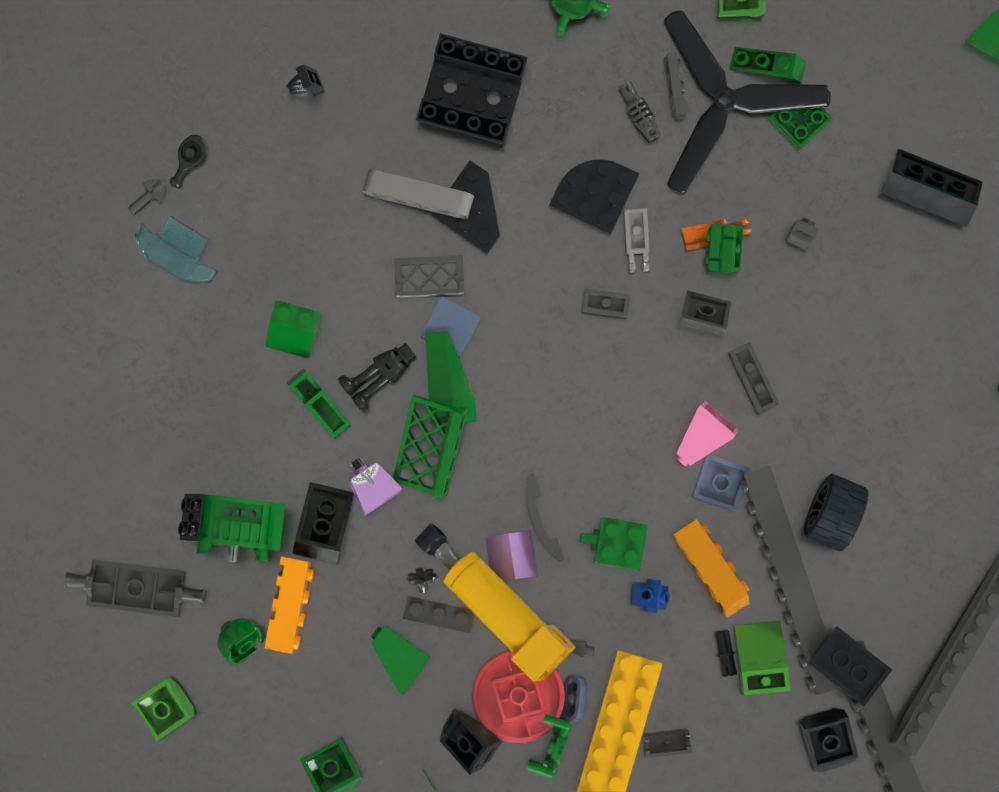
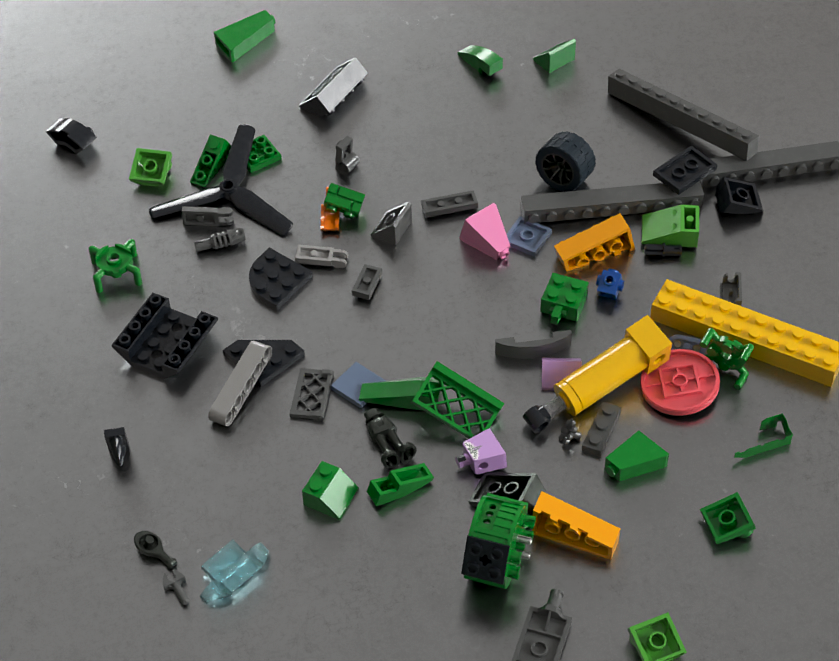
camera: 75 degrees left, 35 degrees down
(238, 639) = (599, 570): green cylinder -> none
(468, 741) = (712, 416): black slope -> none

